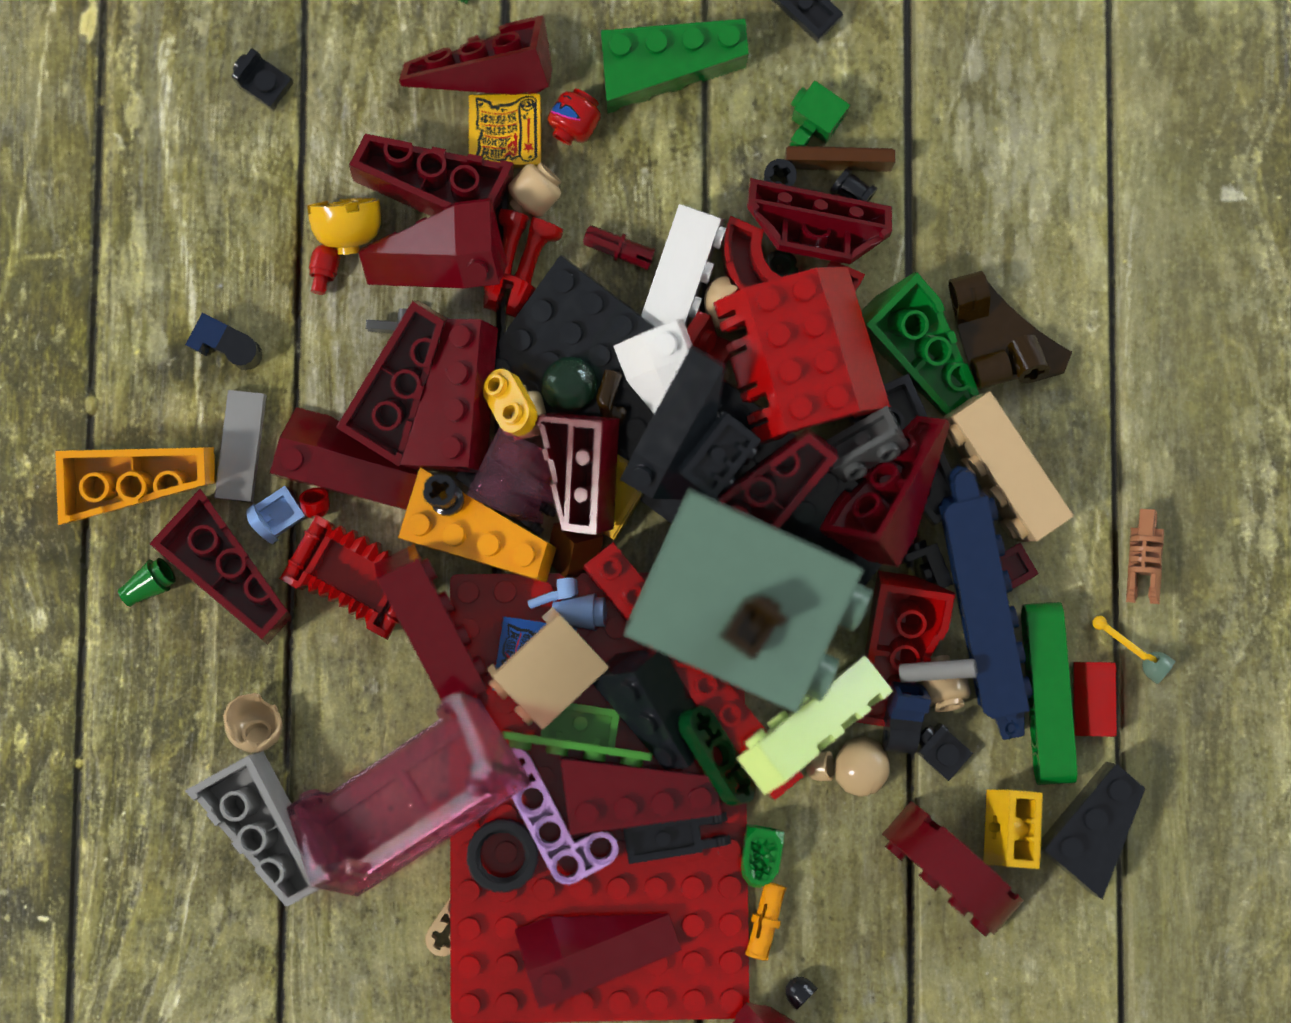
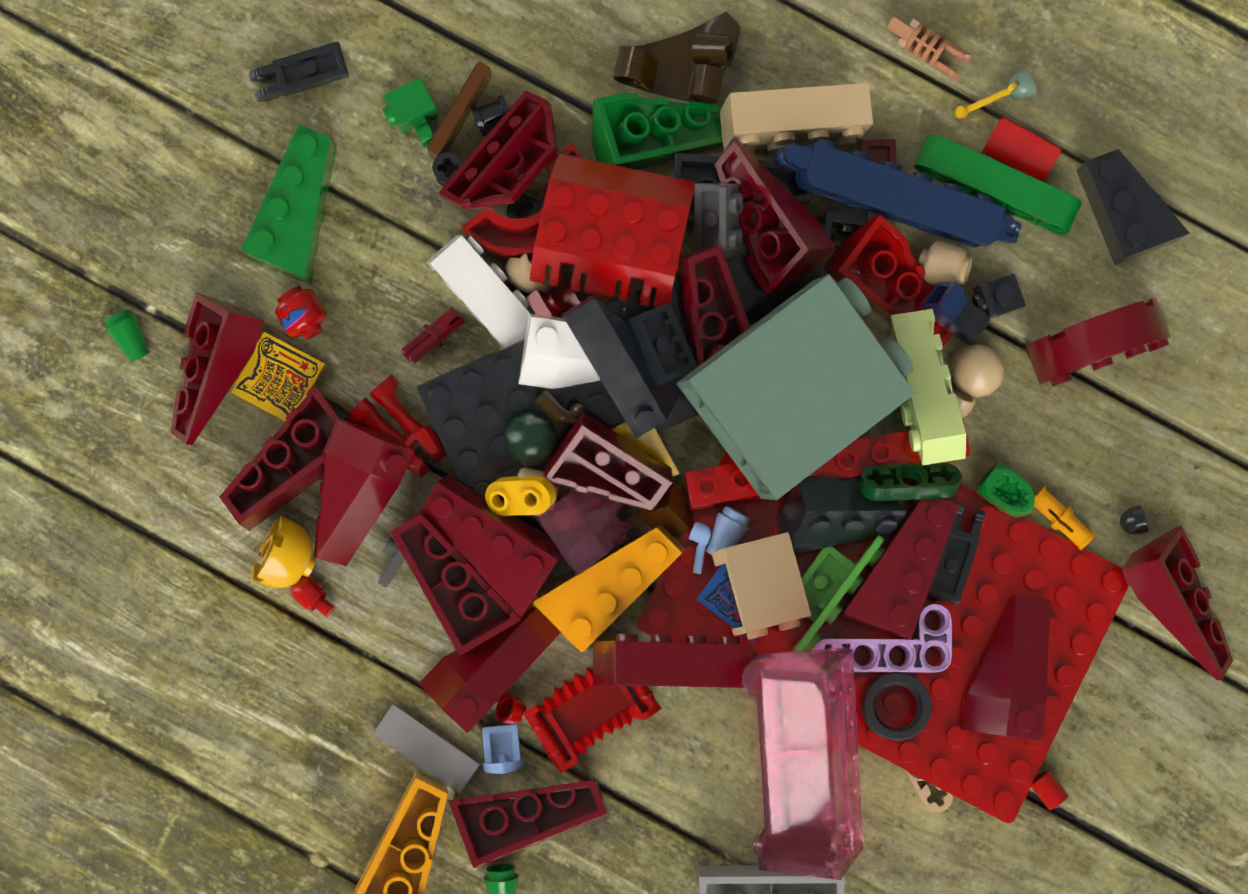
camera: 65 degrees left, 0 degrees up
(235, 345) = (340, 705): leg -> none
(252, 723) = (671, 861): tan hair -> none
(261, 79) = (116, 563): black bracket -> none
(434, 486) = (574, 602): black bush -> none
(534, 190) = (345, 380): tan head -> none
(753, 625) = (827, 388): dark brown bracket -> none
(938, 670) = (934, 263): light grey piece -> none
(1013, 828) = (1094, 274): yellow brick -> none

